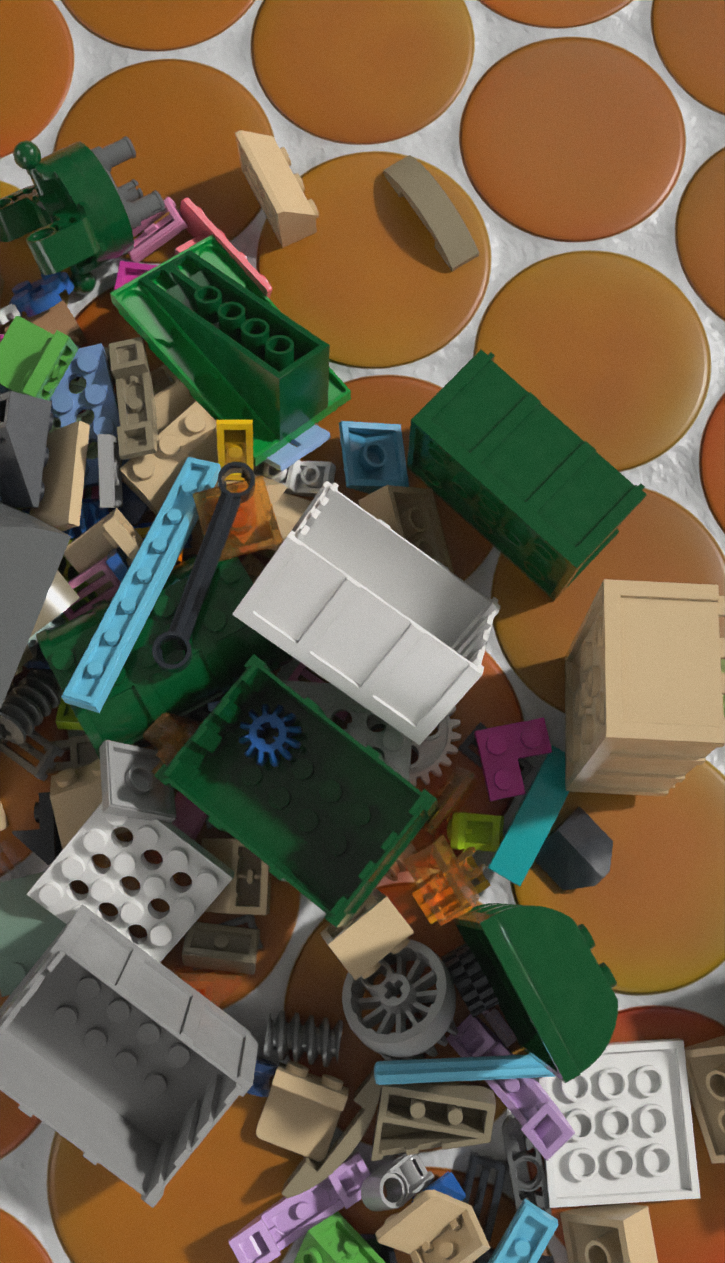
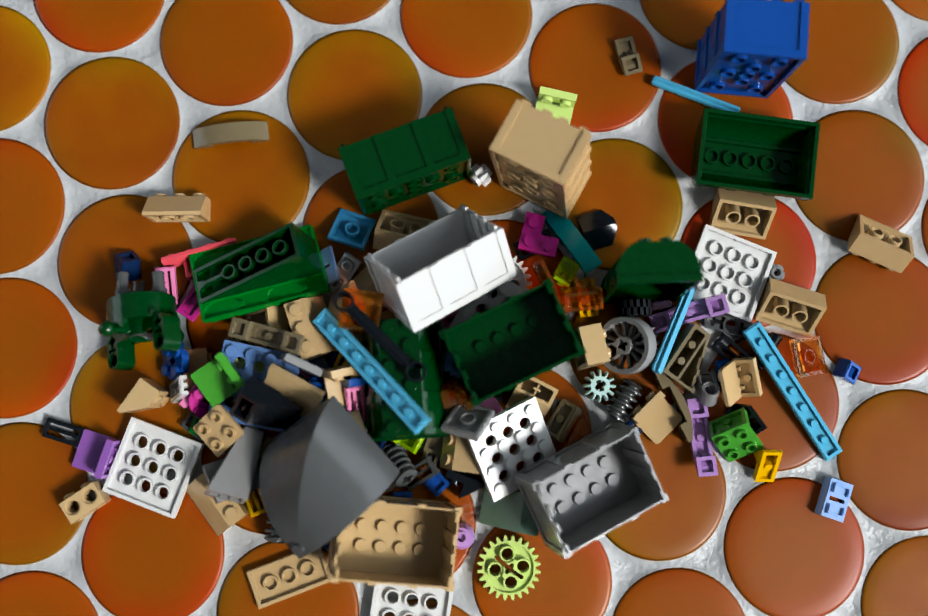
camera: 70 degrees left, 5 degrees up
(25, 786) = (437, 484): none -> blue tile
(155, 162) = (128, 262): none -> dark blue panel
(235, 444) = (319, 295): yellow slope -> none
(263, 748) = (479, 352): blue gear -> none
(312, 995) = (605, 388): none -> light aqua gear
(565, 613) = (480, 175): none -> white gear
(672, 1216) = (780, 274): none -> light grey plate

